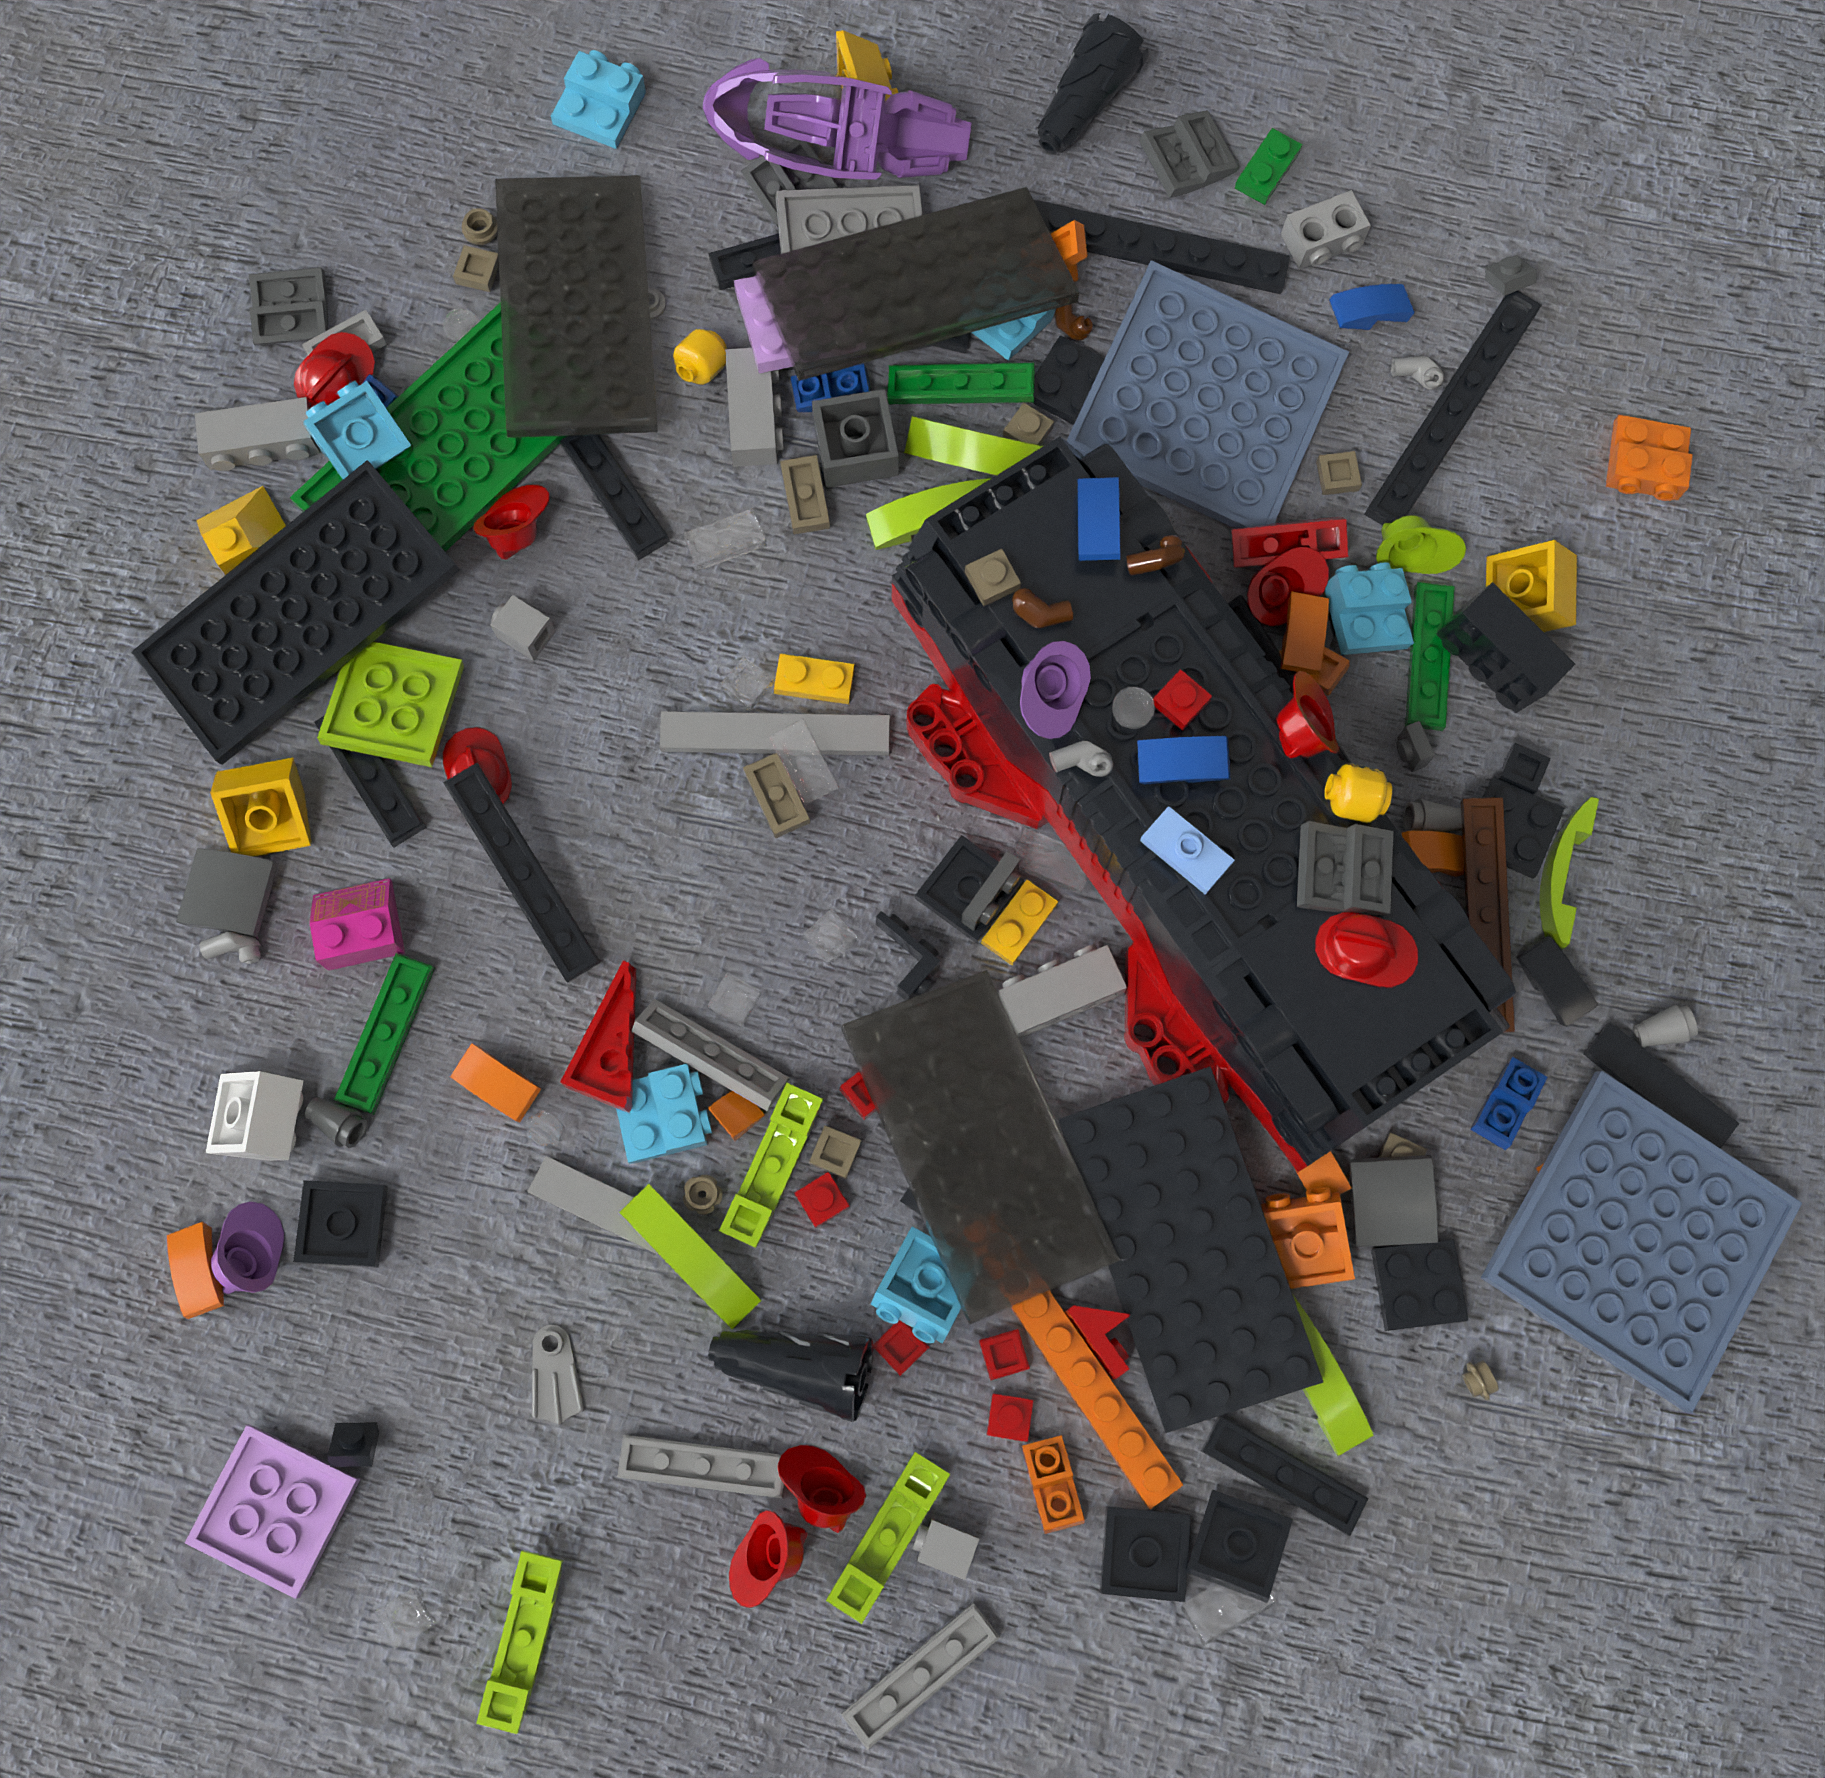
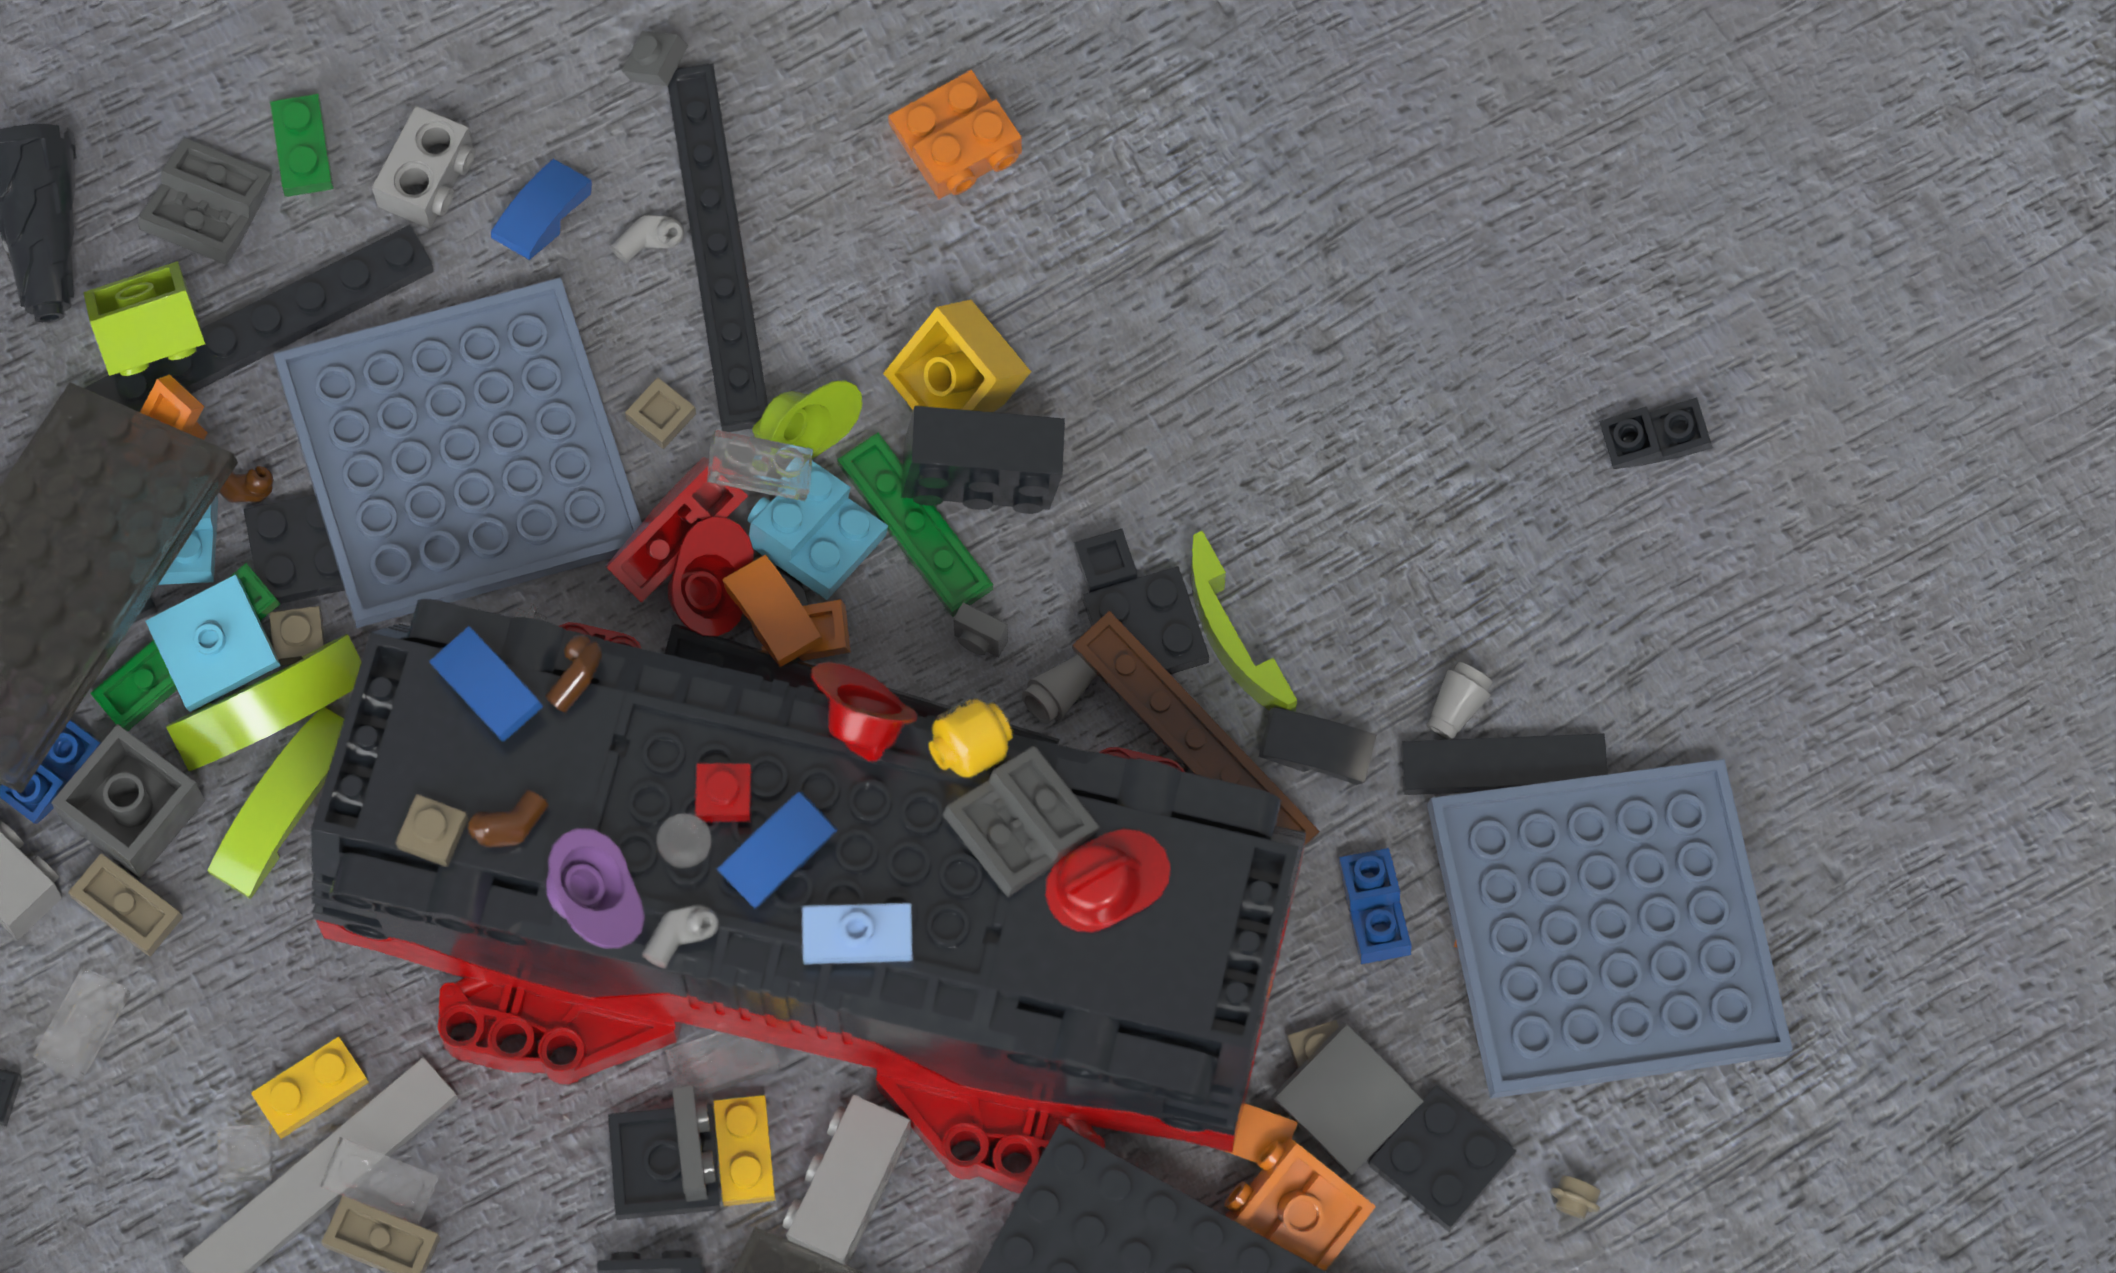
camera: 40 degrees left, 5 degrees down
(977, 390) = (212, 643): none -> medium azure plate
(1096, 185) = (144, 320): none -> lime brick
(1370, 544) = (760, 465): none -> clear plate
(1437, 850) = (1090, 720): orange slope -> none

